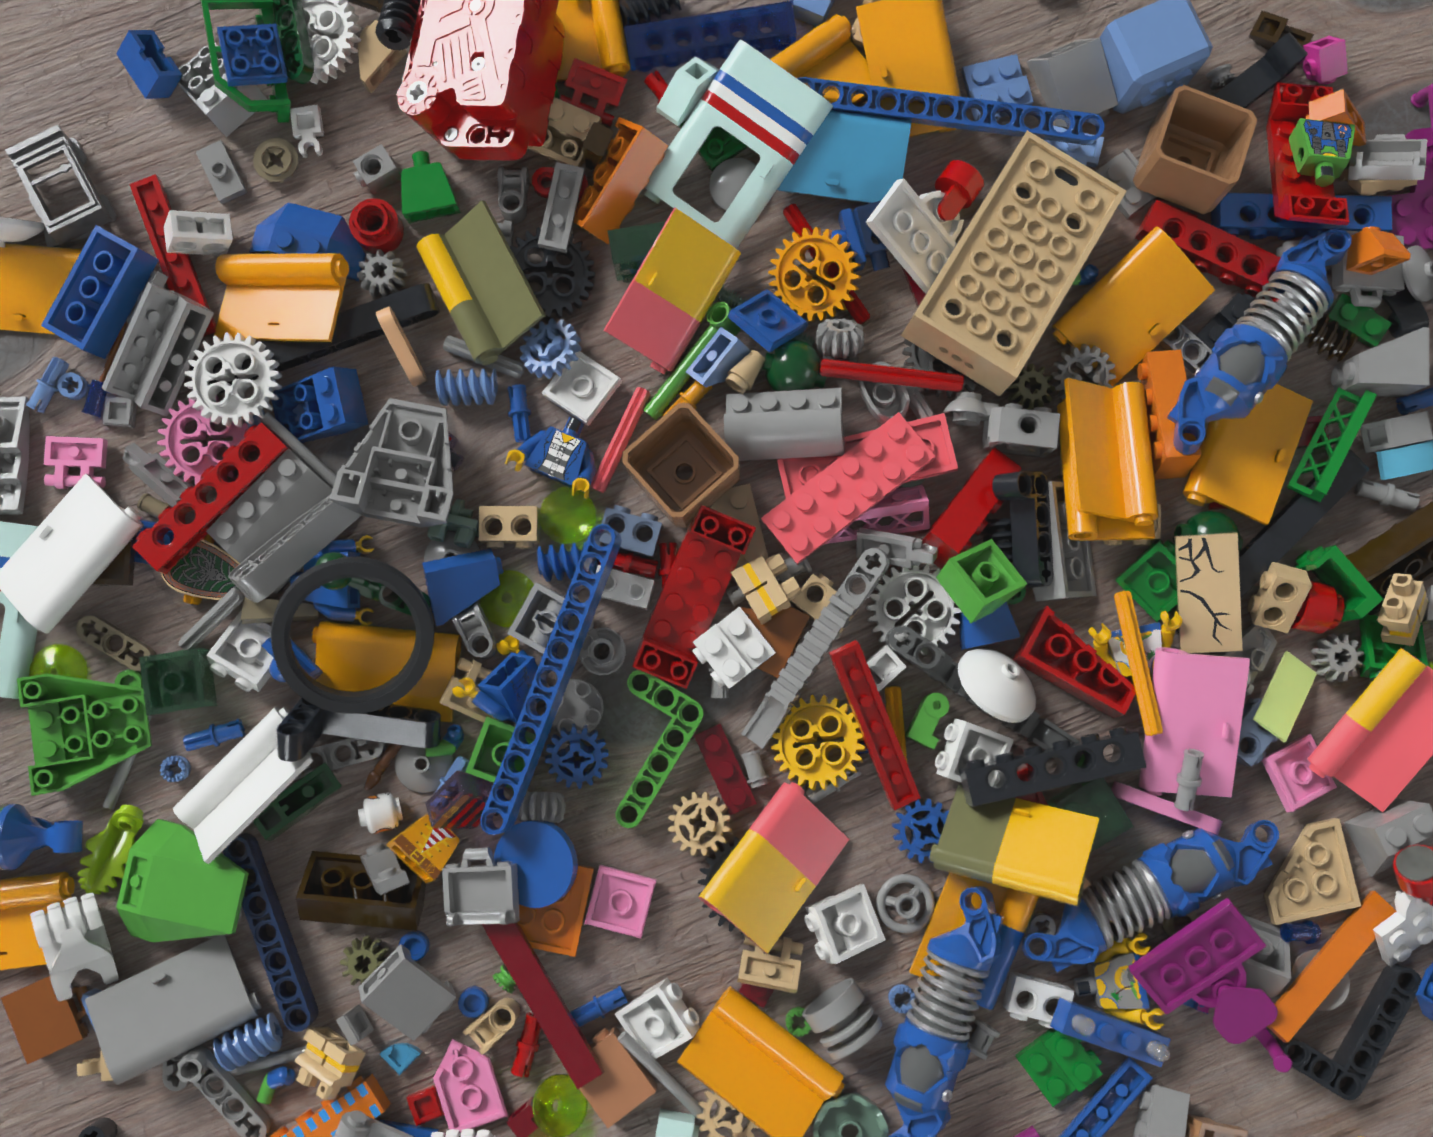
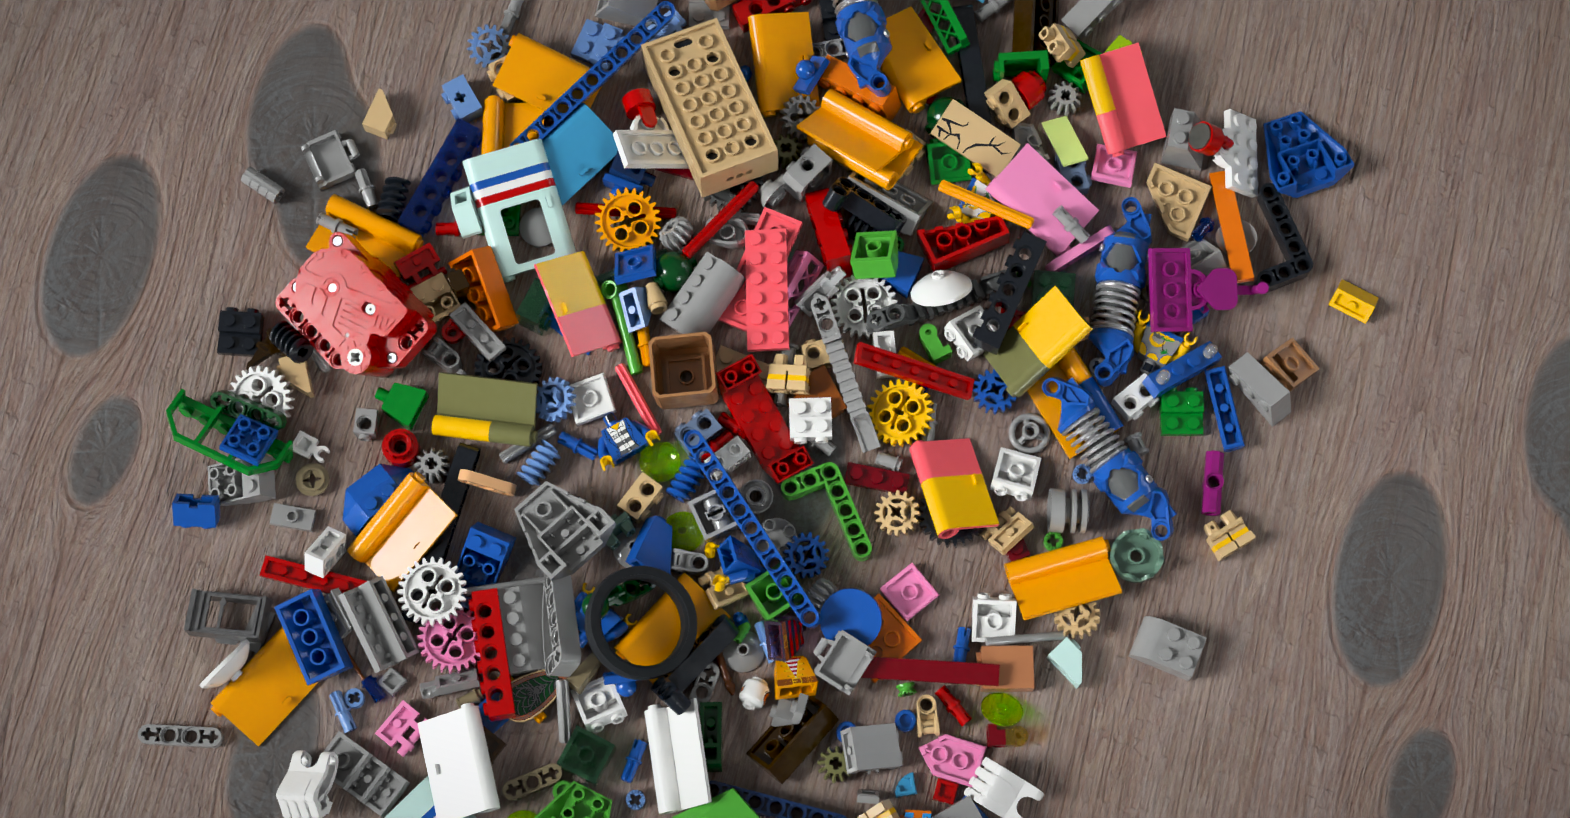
camera: 55 degrees left, 10 degrees down
(1141, 346) = (809, 74): none -> blue tile

